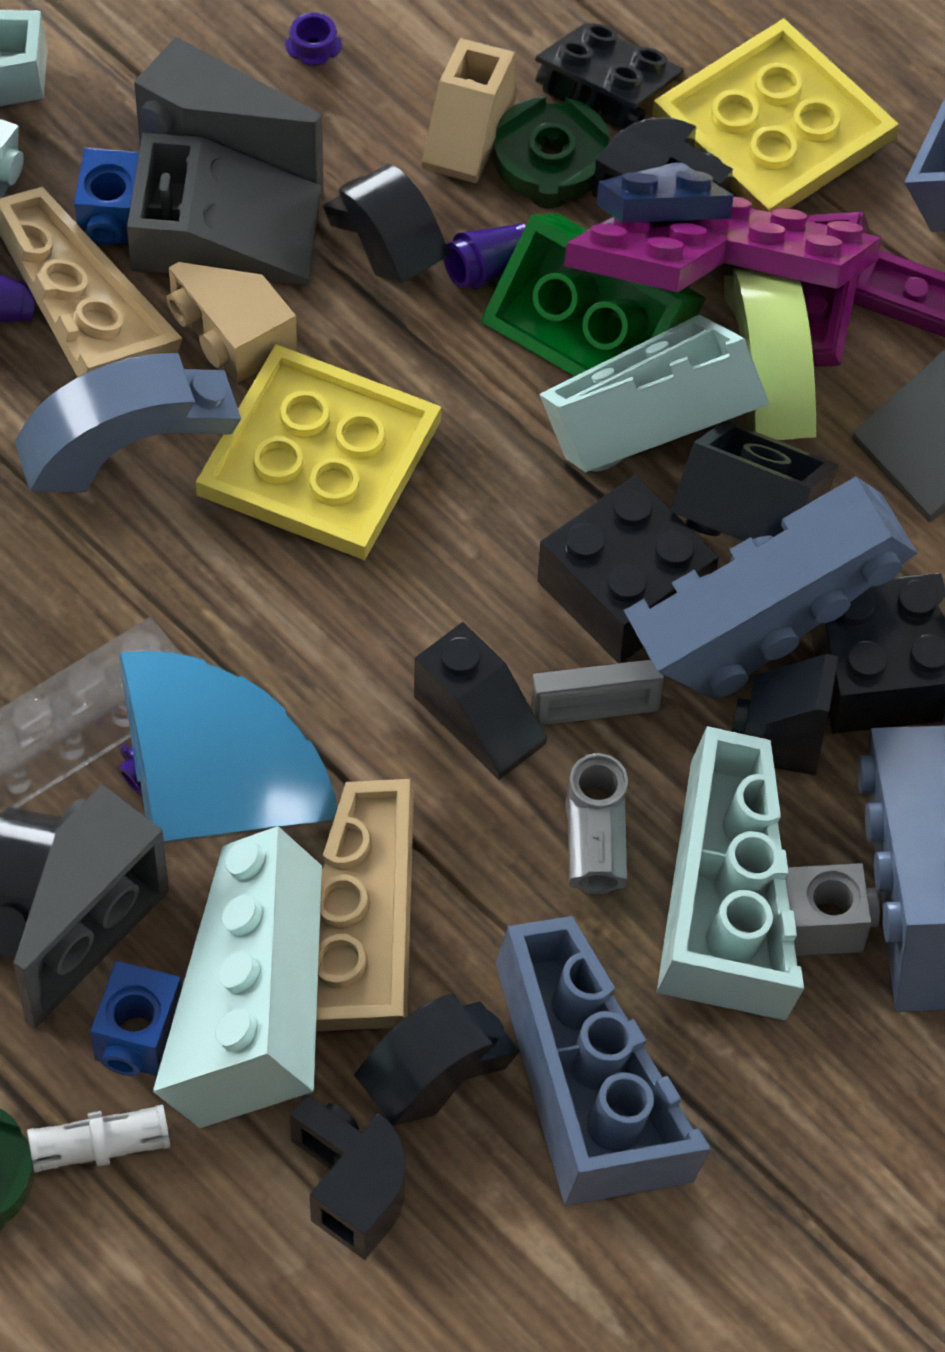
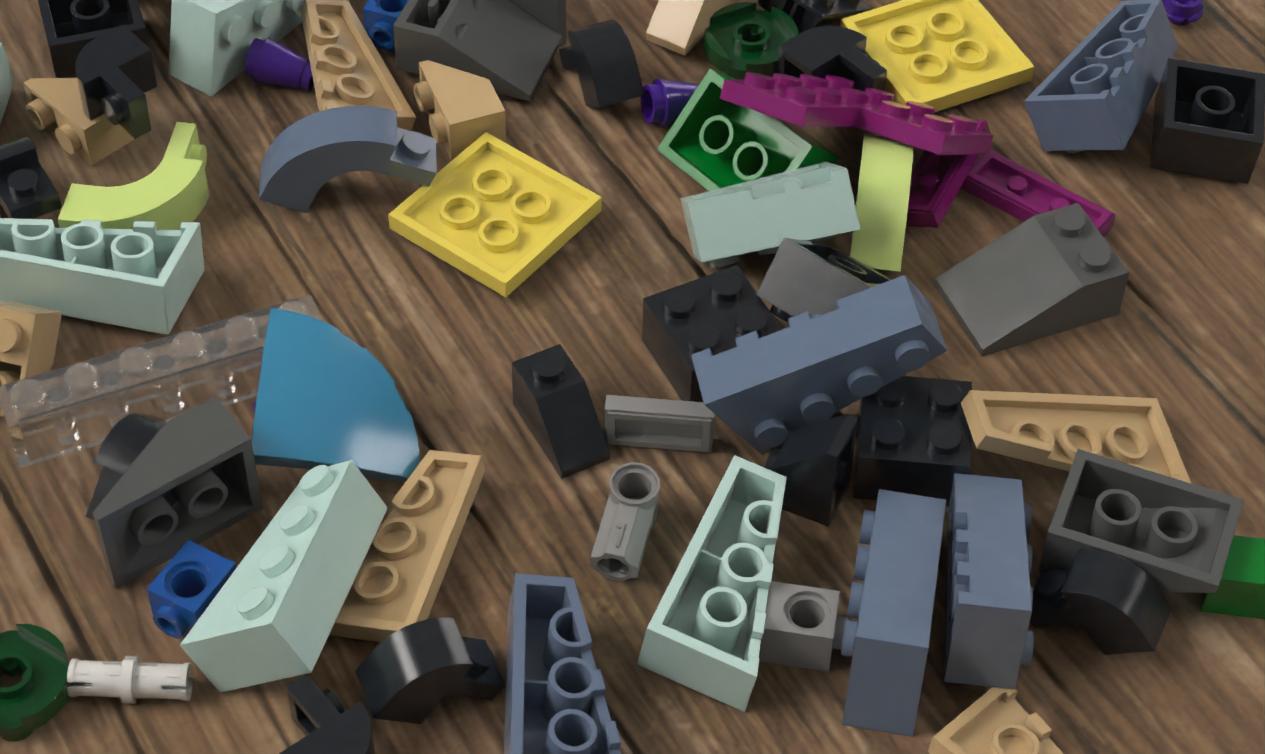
camera: 15 degrees right, 10 degrees down
(664, 194) = (833, 72): dark blue wing -> none

